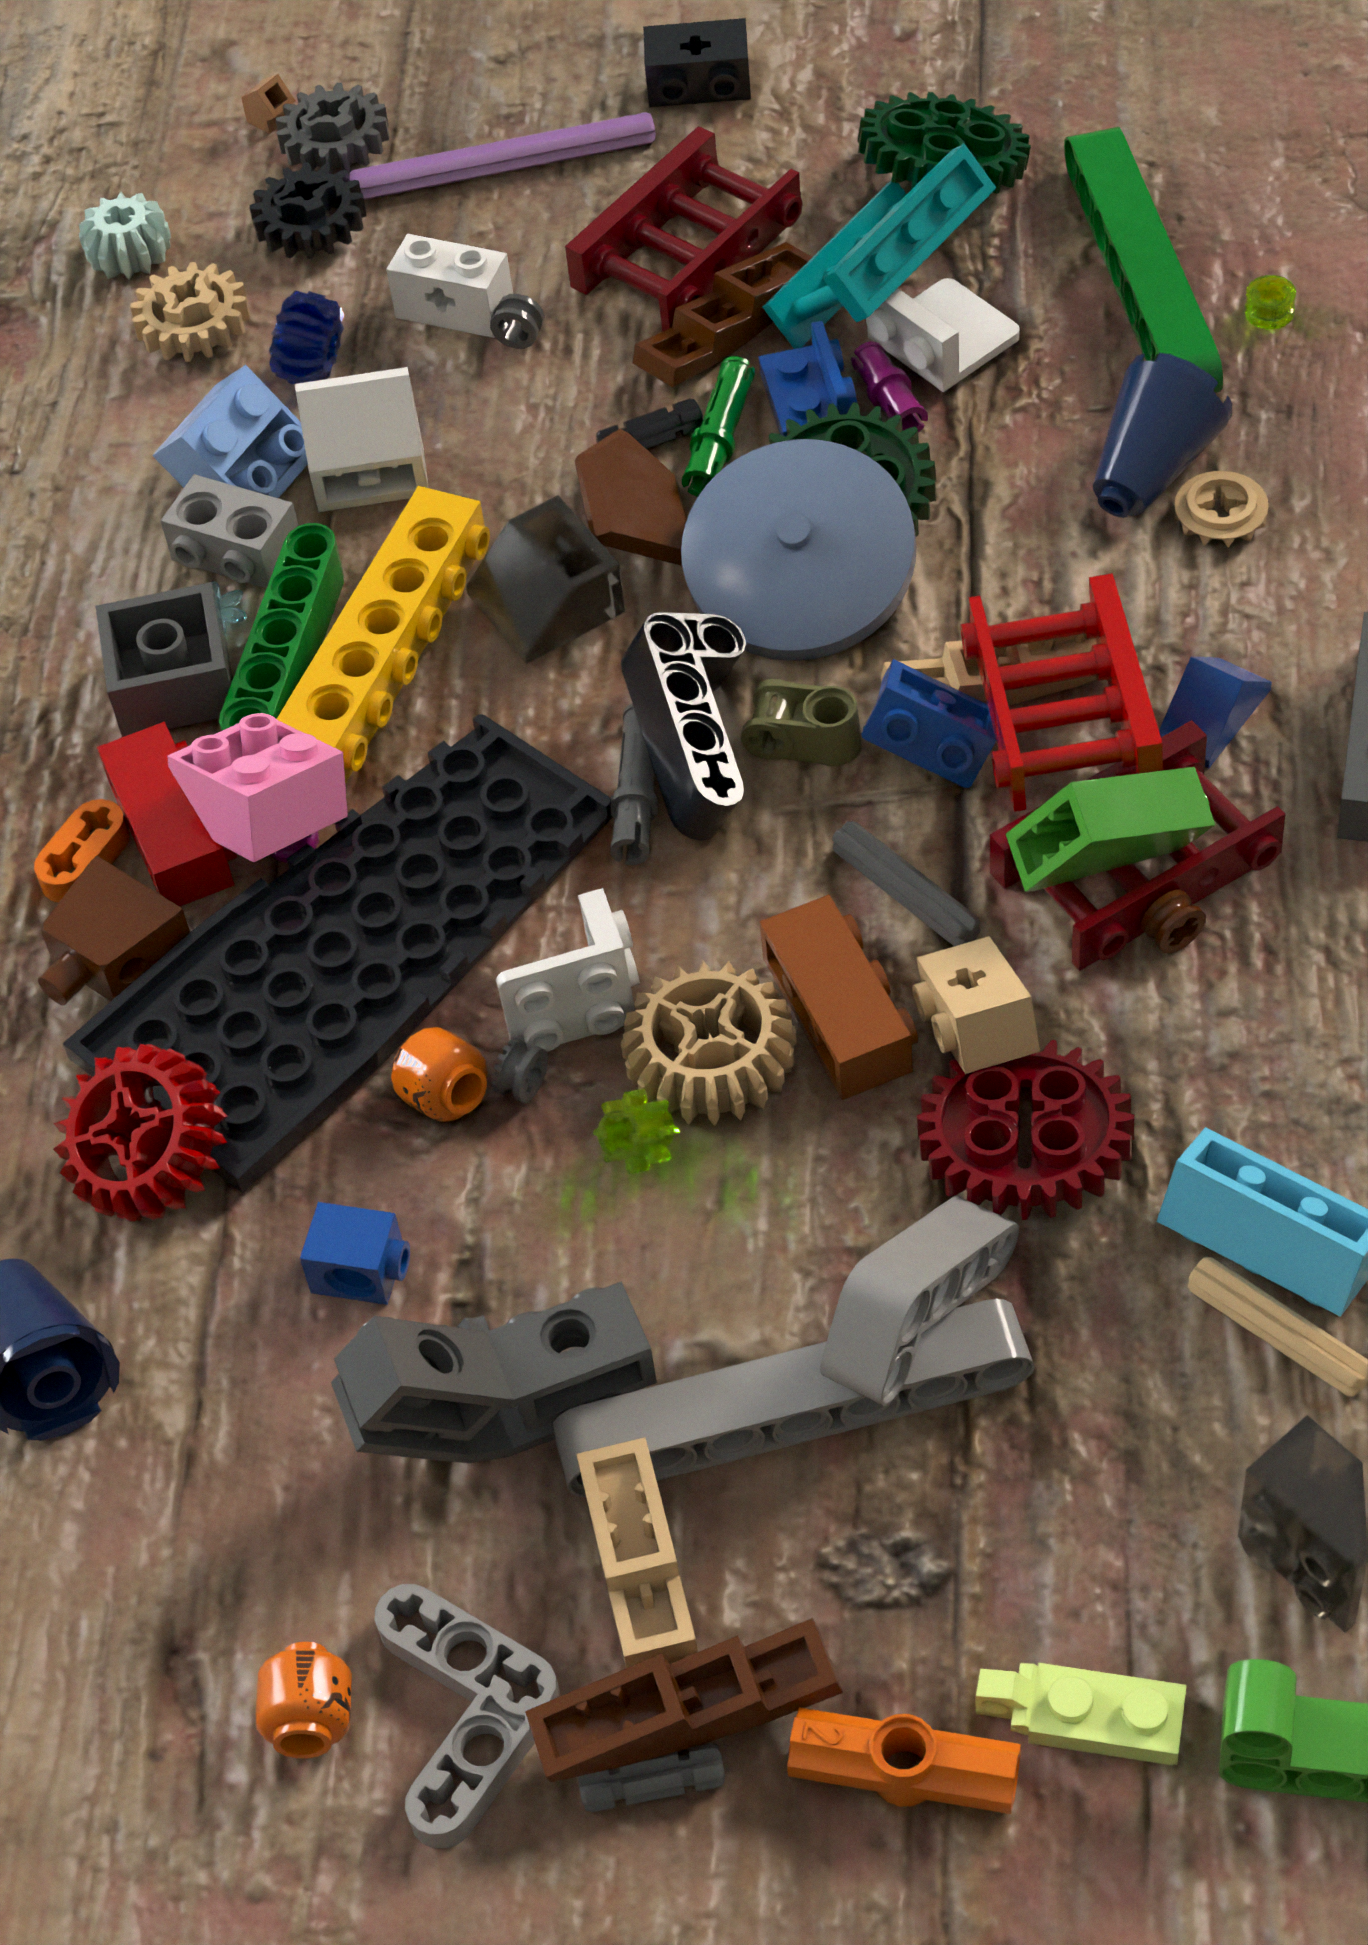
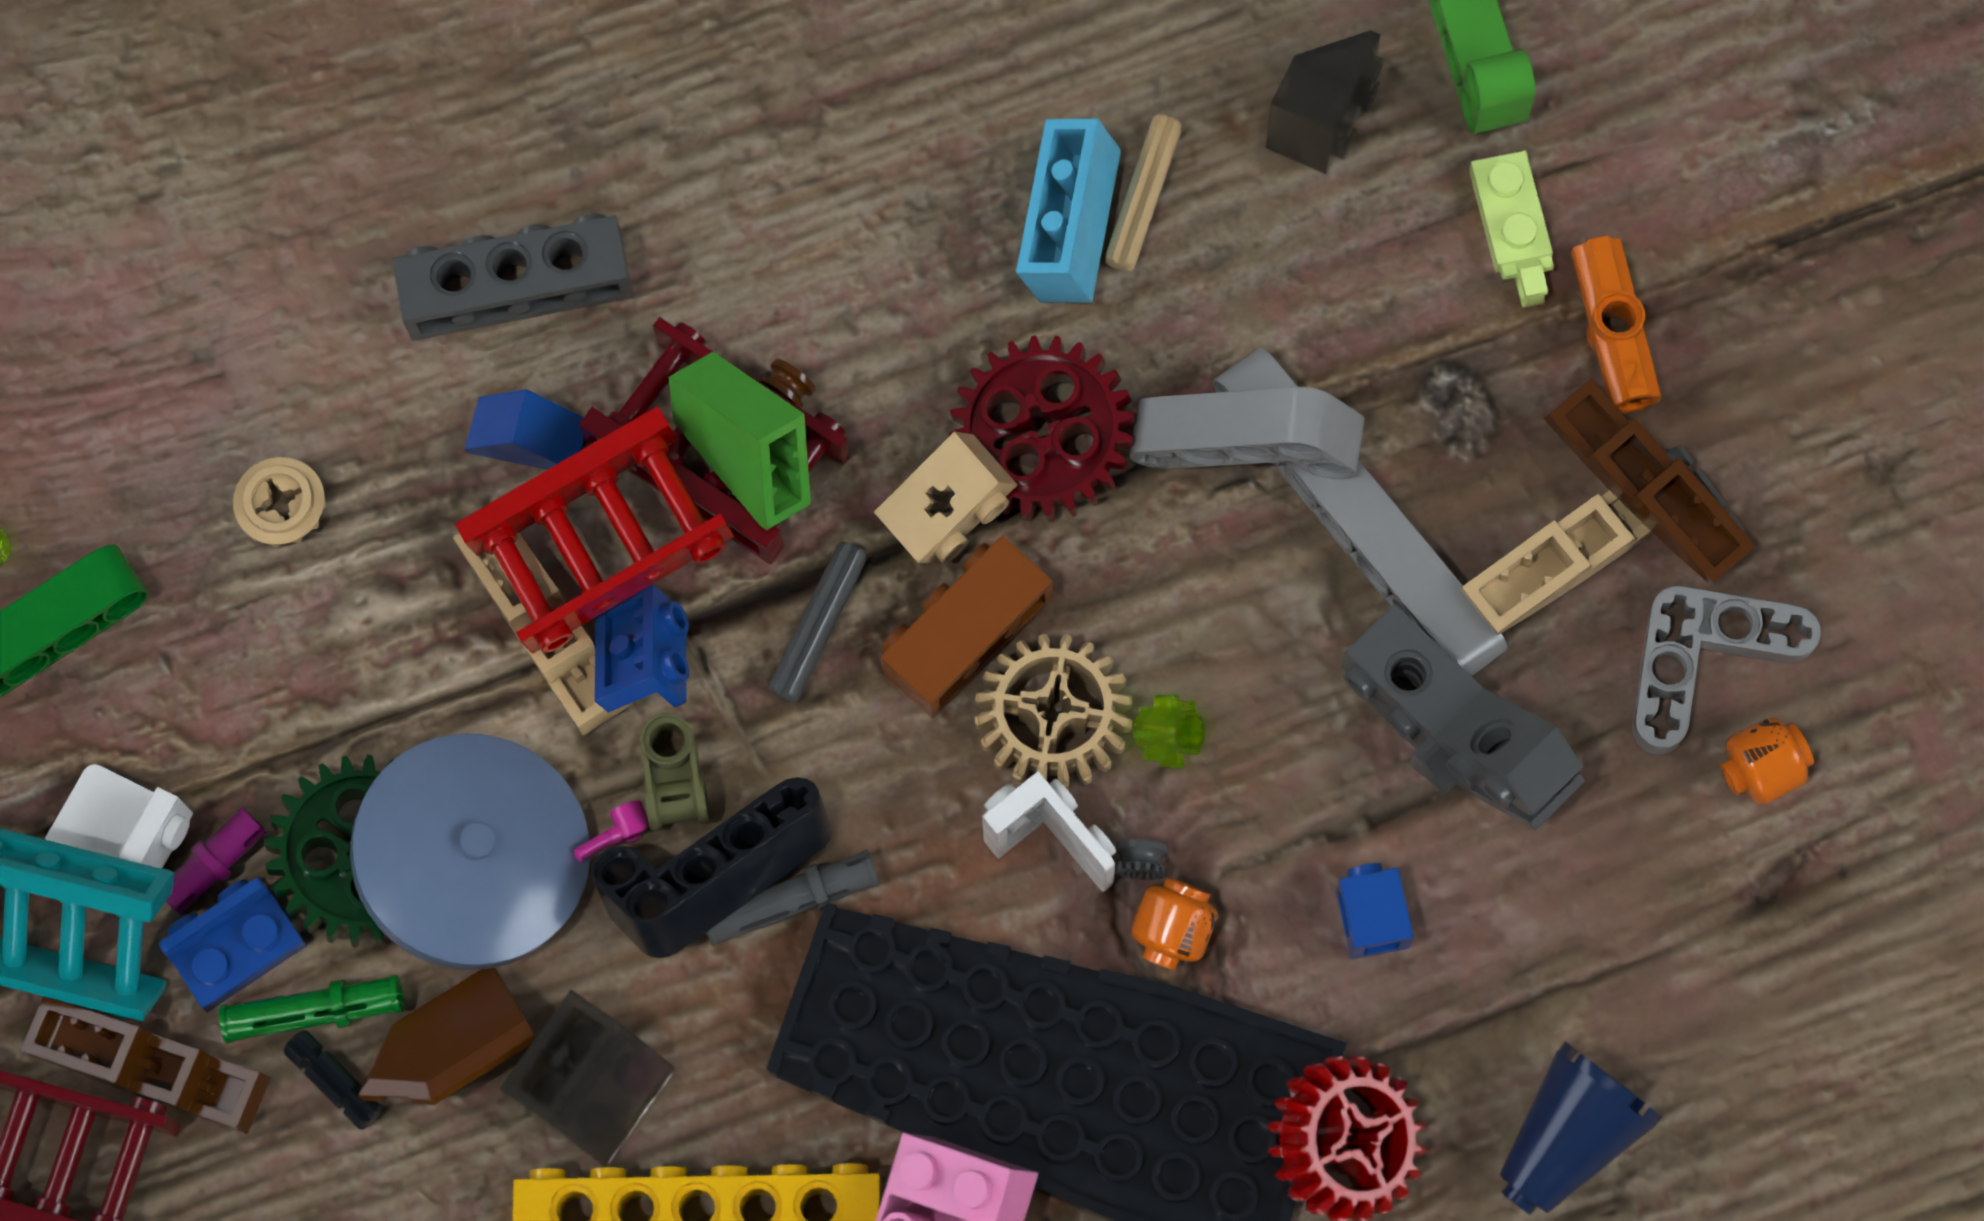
camera: 115 degrees left, 20 degrees up
(764, 658) = (629, 824): none -> dark pink hand
(1156, 431) = (225, 576): dark blue cone -> none

